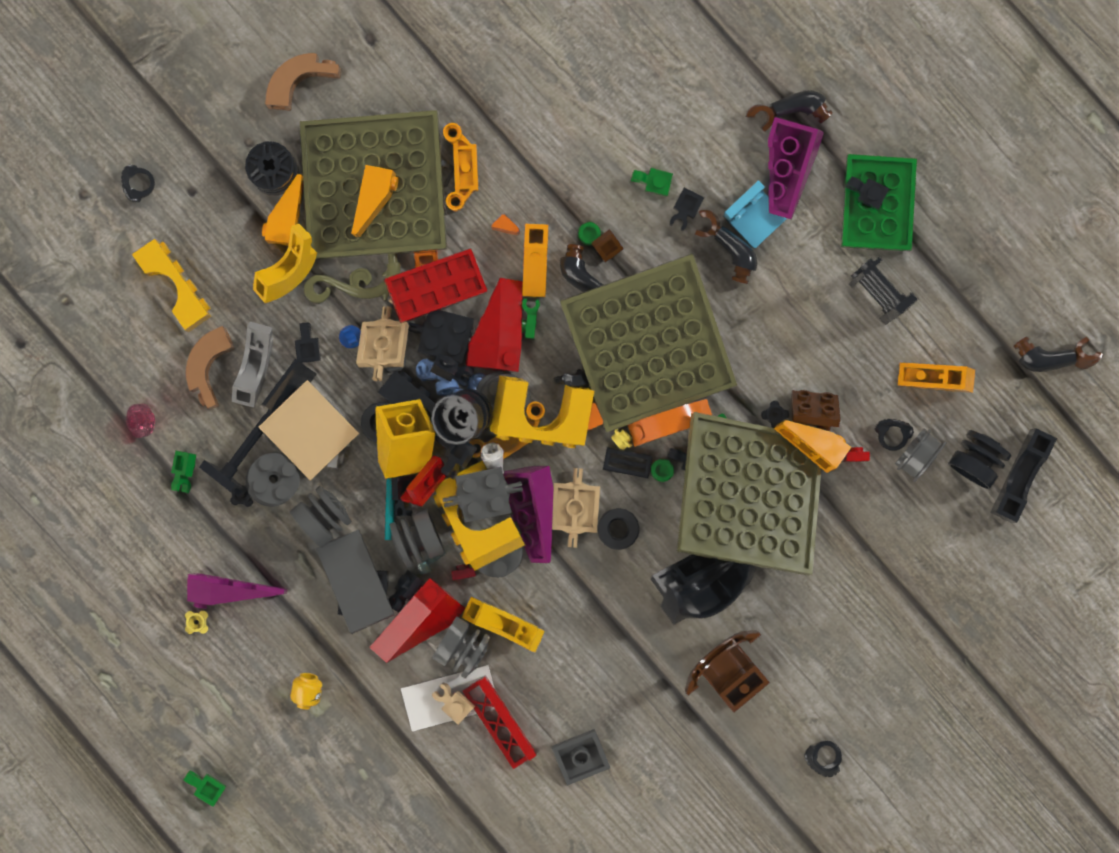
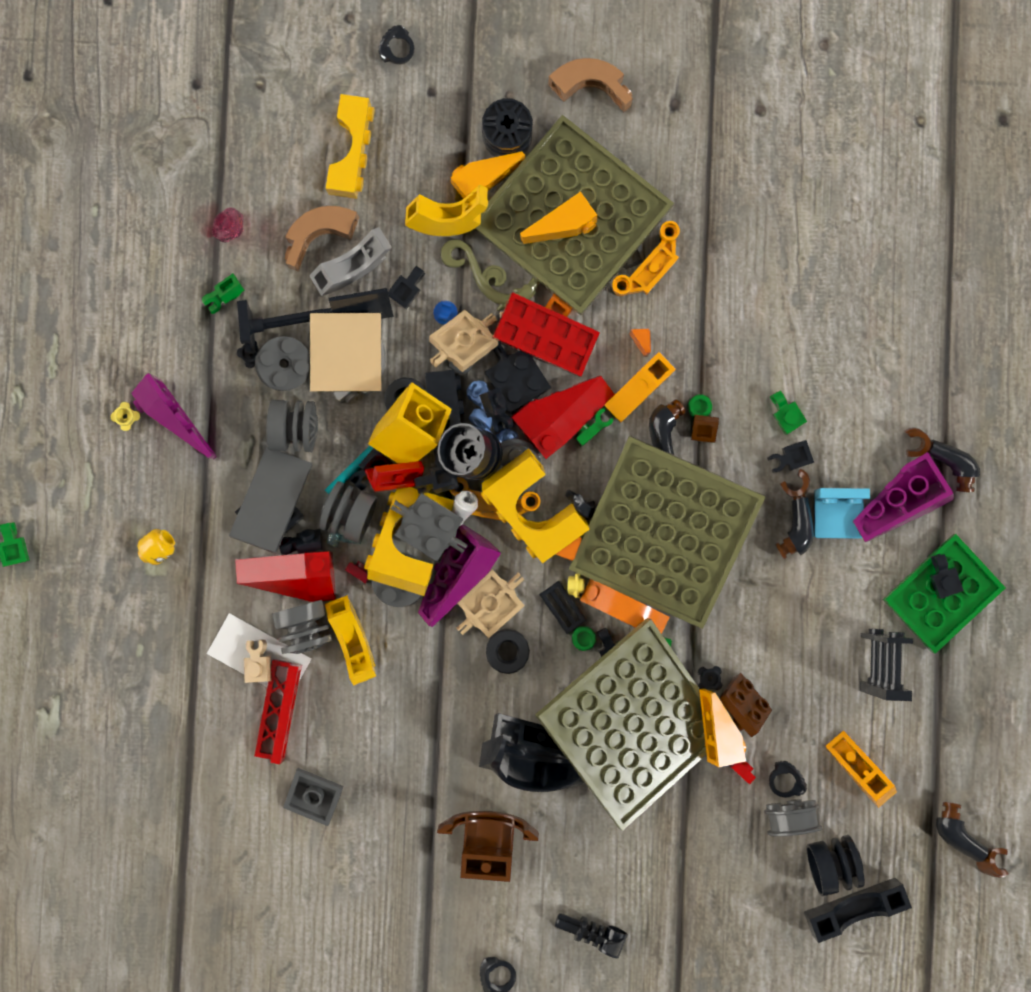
camera: 40 degrees right, 0 degrees up
(877, 658) = (610, 940): none -> black piece

